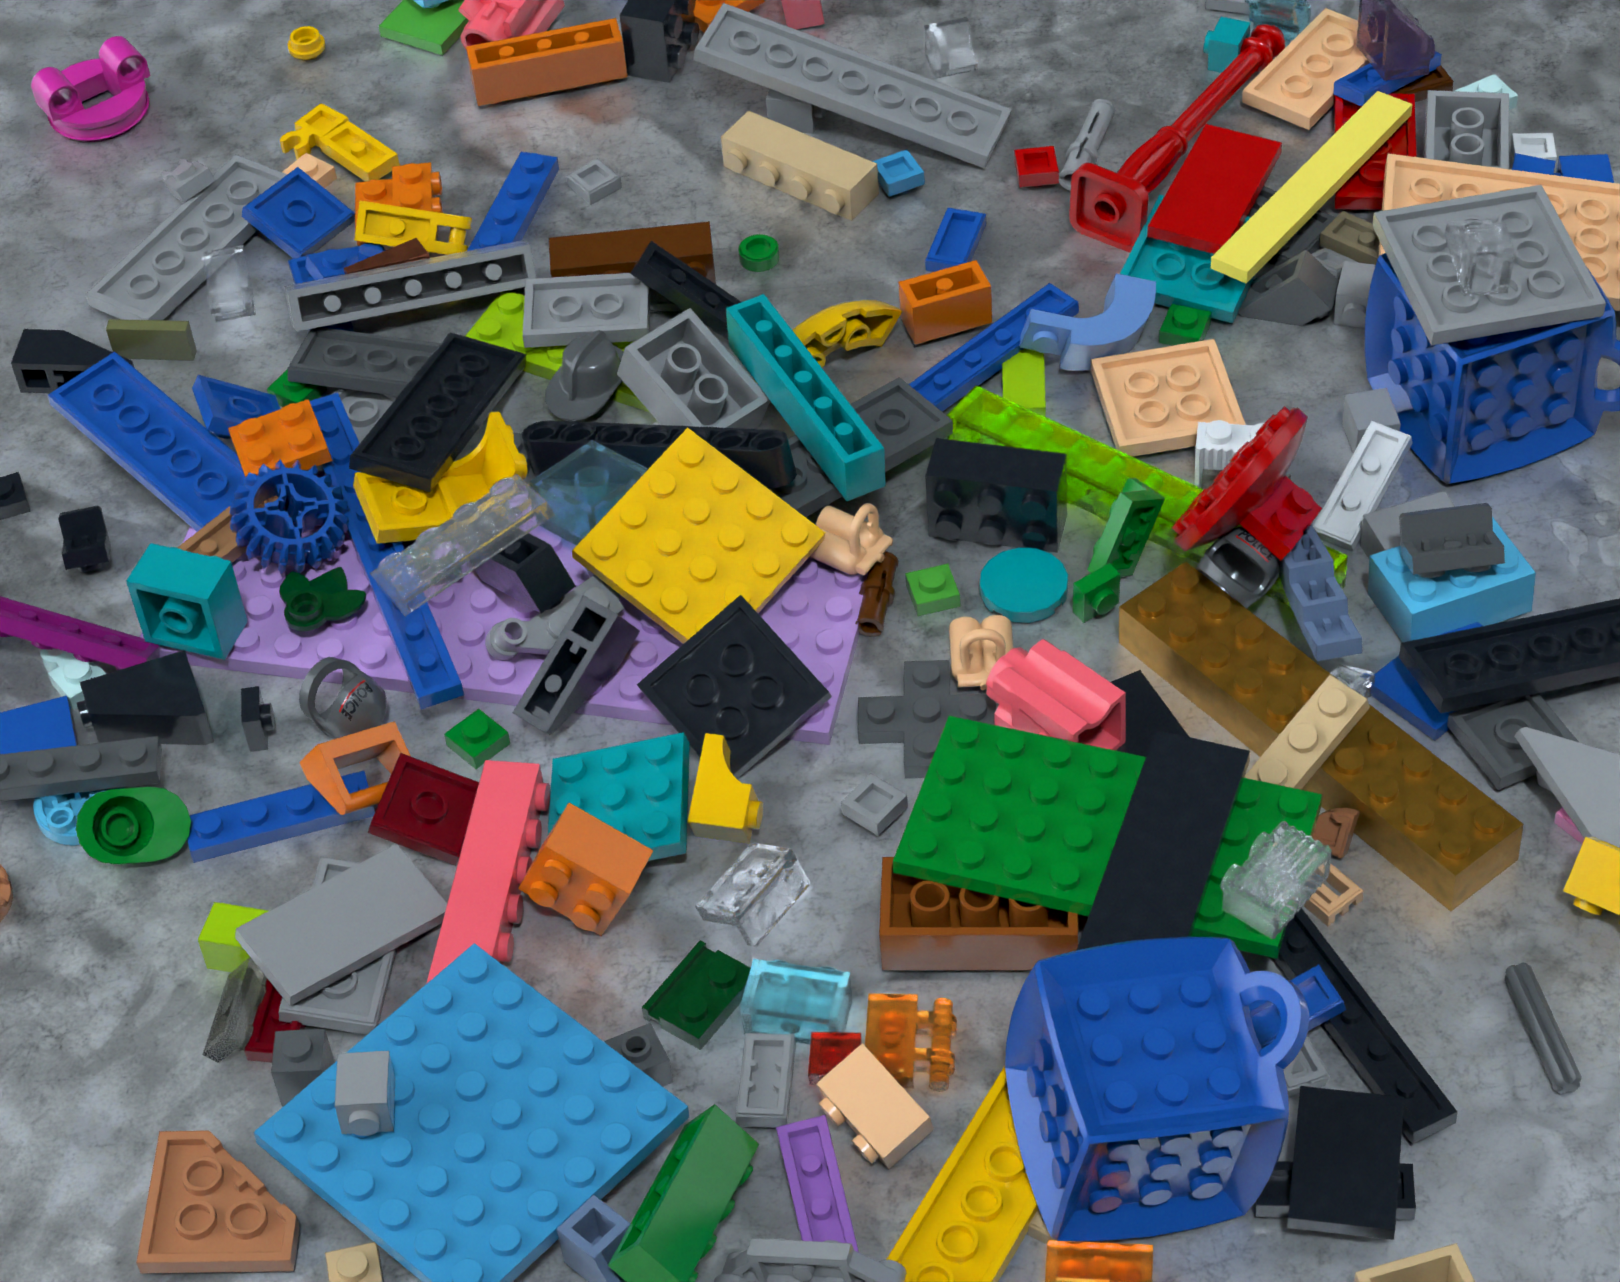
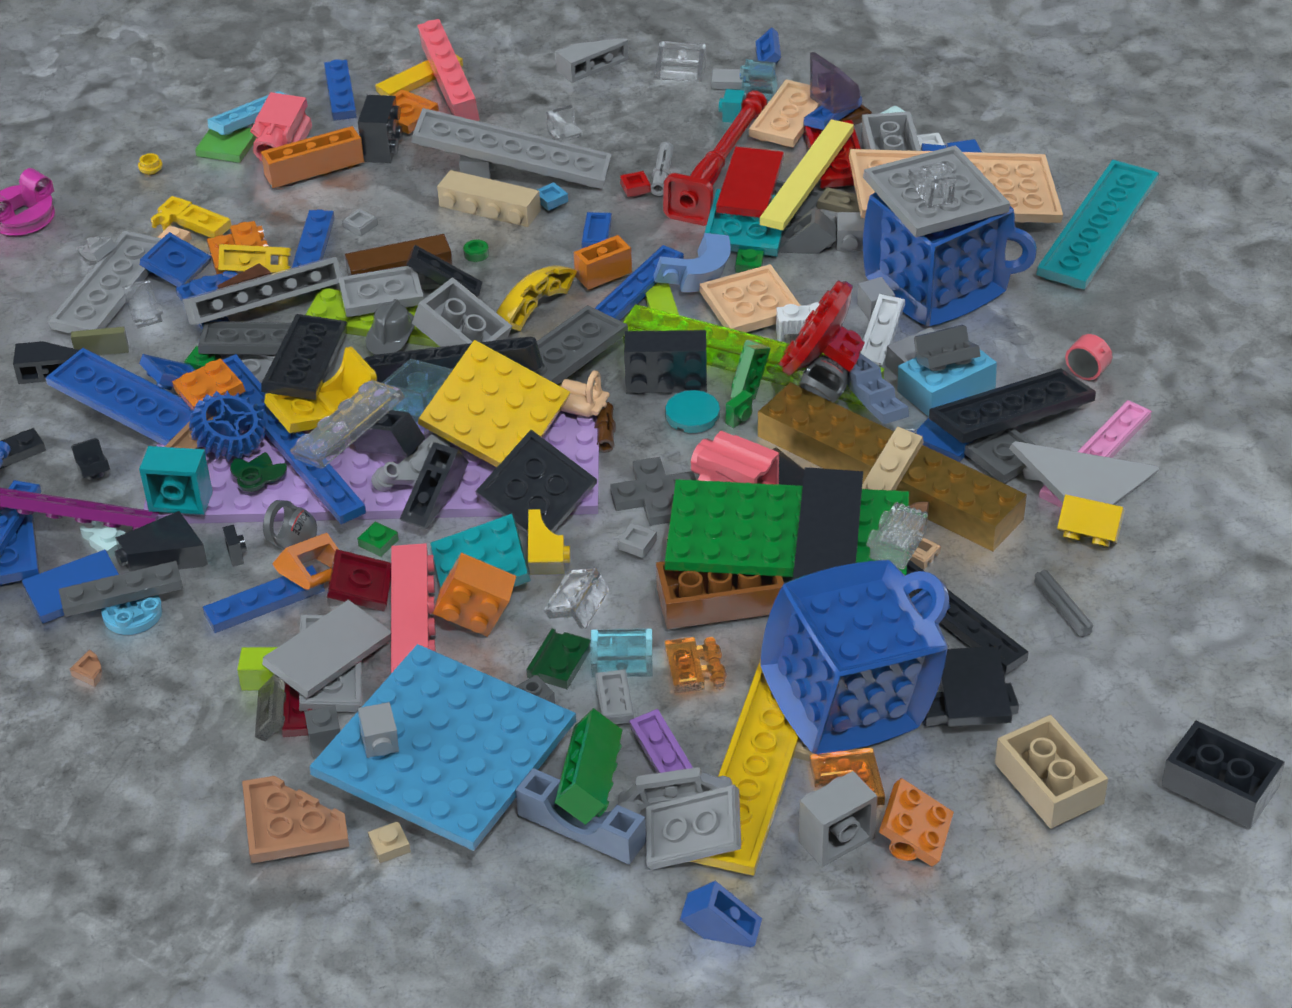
camera: 15 degrees left, 5 degrees down
(133, 825) = (174, 613): green piece -> none
(806, 397) = (538, 318): teal brick -> none
(828, 1050) = (653, 679): clear red plate -> none
(874, 1107) = (687, 699): light nougat brick -> none
(932, 589) = (637, 421): bright green plate -> none
(978, 647) = (676, 448): light nougat piece -> none

